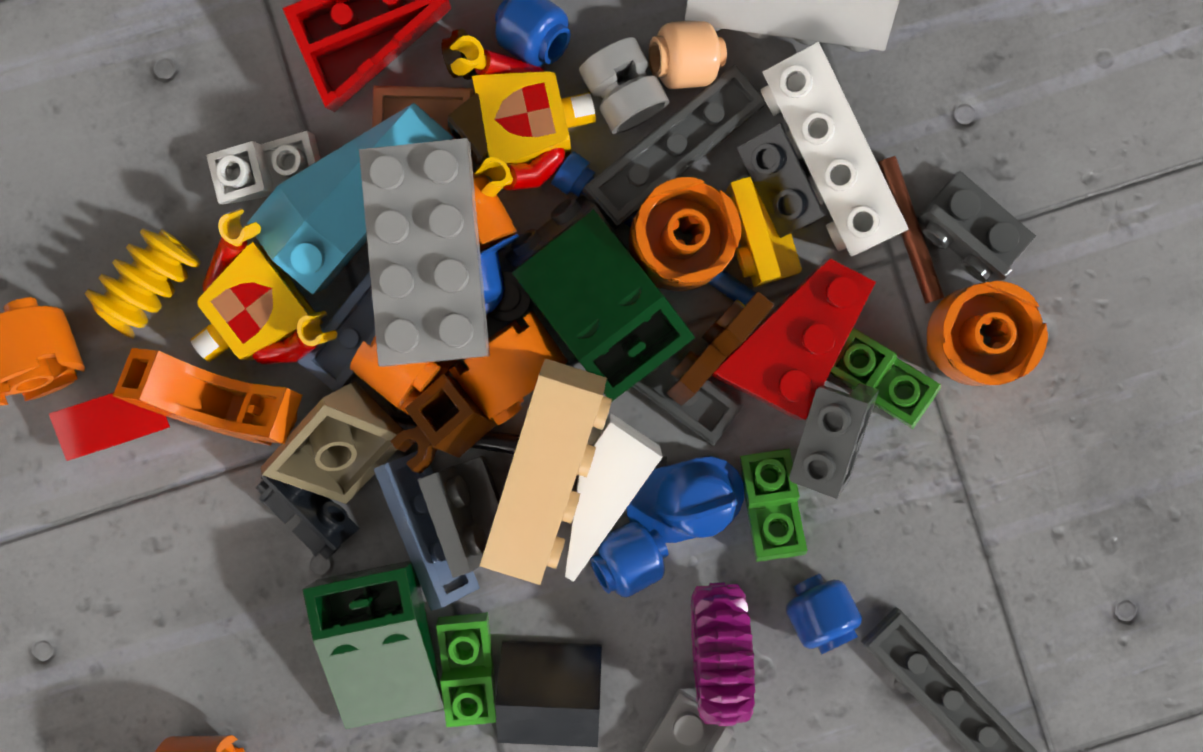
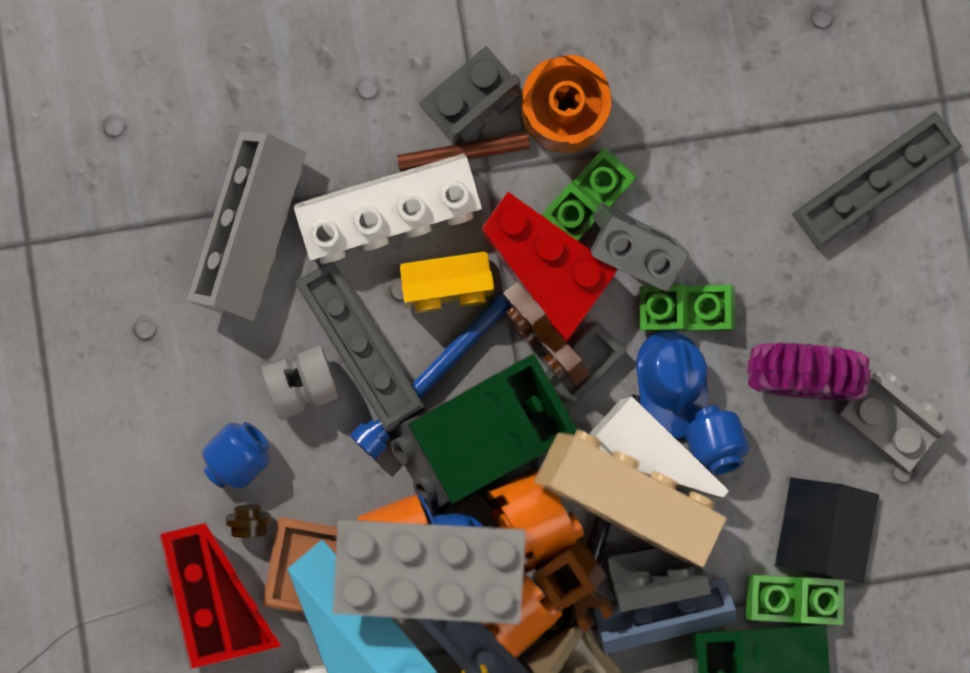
camera: 85 degrees left, 5 degrees down
(468, 123) = (318, 522): dark brown slope -> none
(521, 117) = (315, 476): torso -> none
(687, 54) = (281, 323): light nougat head -> none
(697, 210) = (418, 342): orange brick -> none
(781, 181) = (405, 258): black hinge -> none
(823, 613) = (788, 278): blue head -> none

